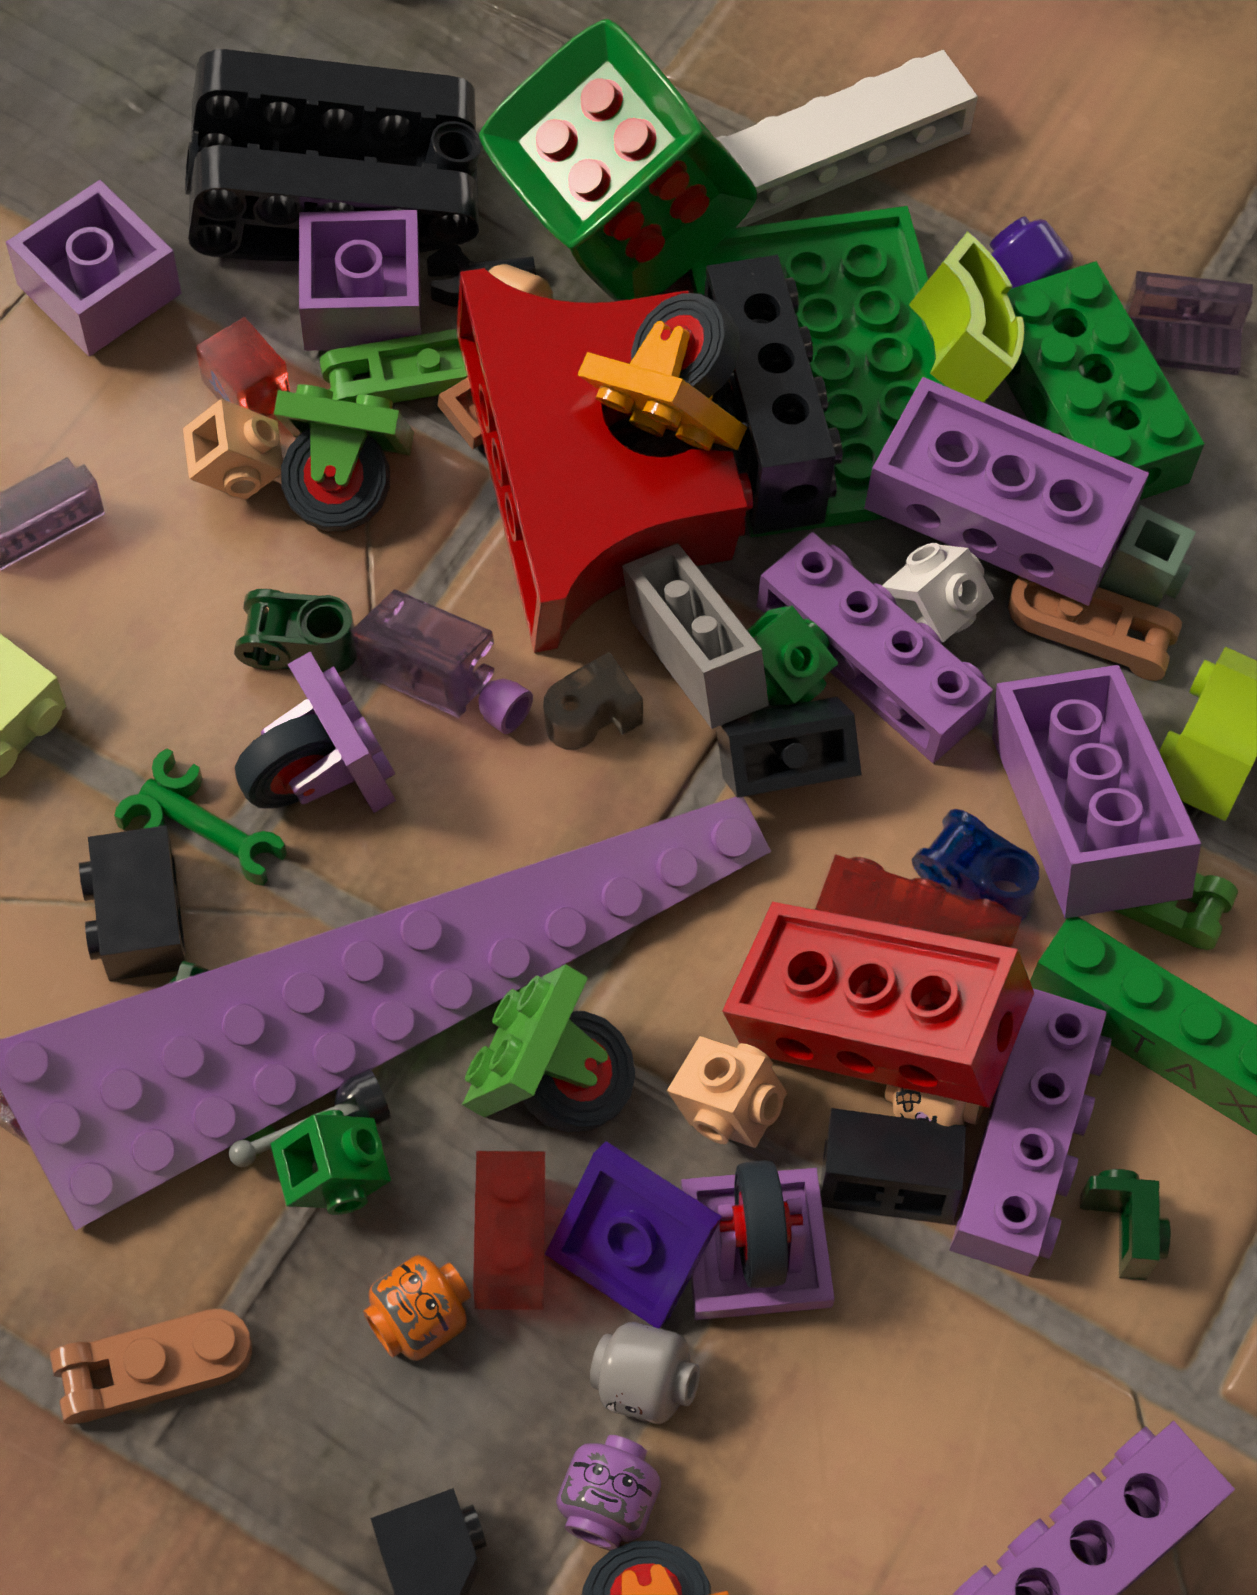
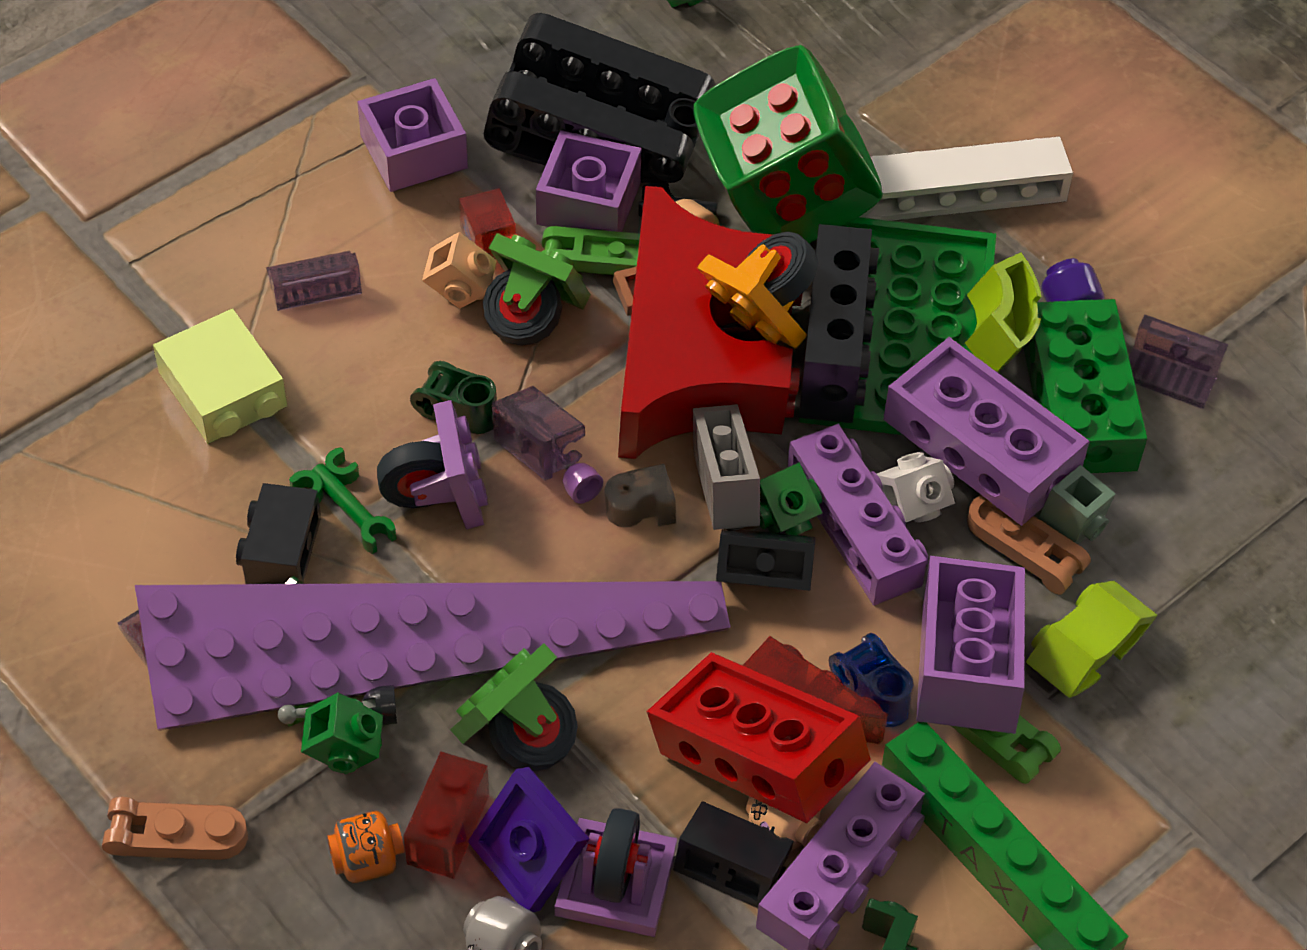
camera: 20 degrees right, 10 degrees down
(728, 1092) = (633, 769): light nougat brick -> none

